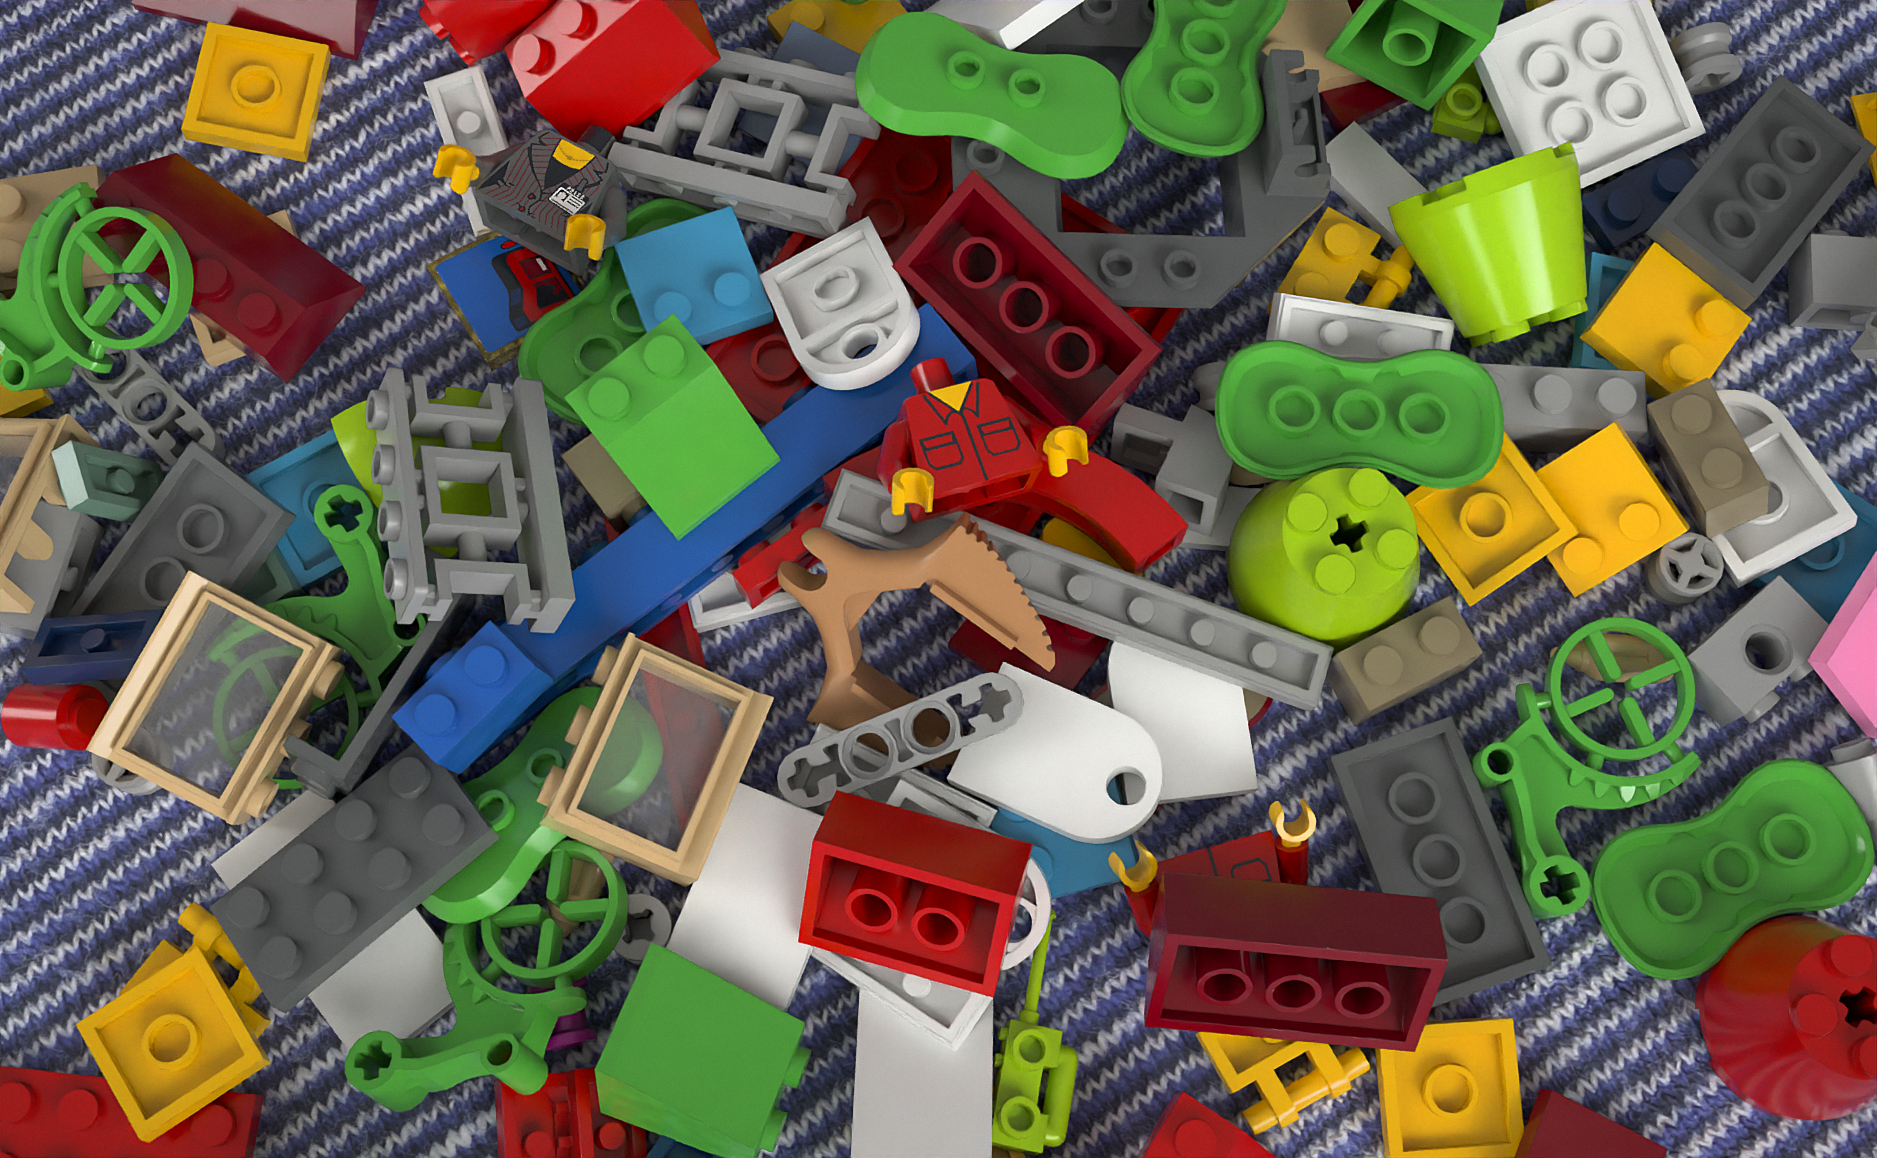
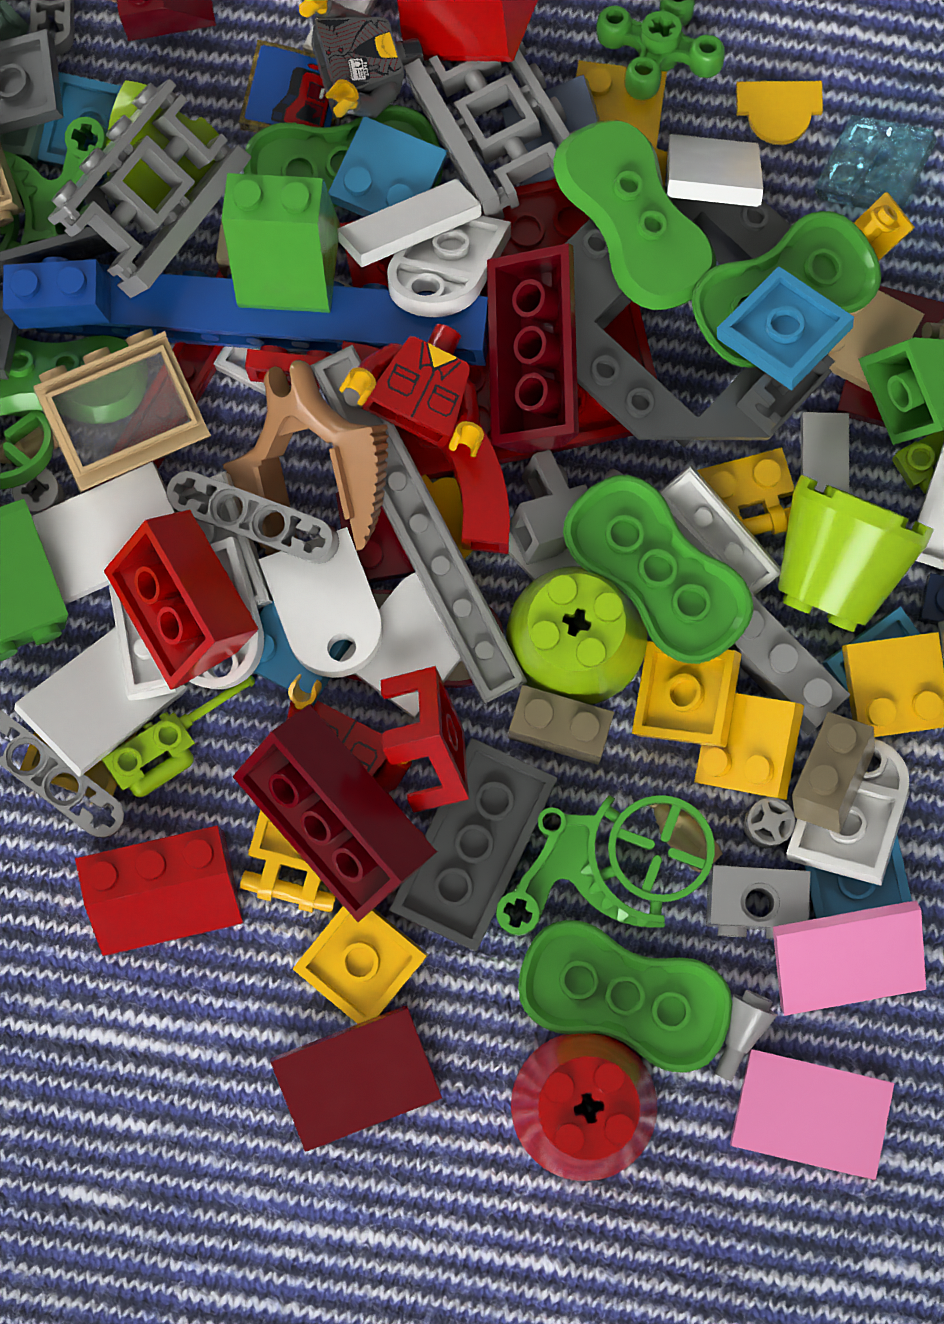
camera: 45 degrees right, 5 degrees up
(772, 302) = (409, 222): none -> white tile
(1255, 71) = (785, 327): none -> dark azure plate
(1309, 793) = (436, 736): none -> red panel

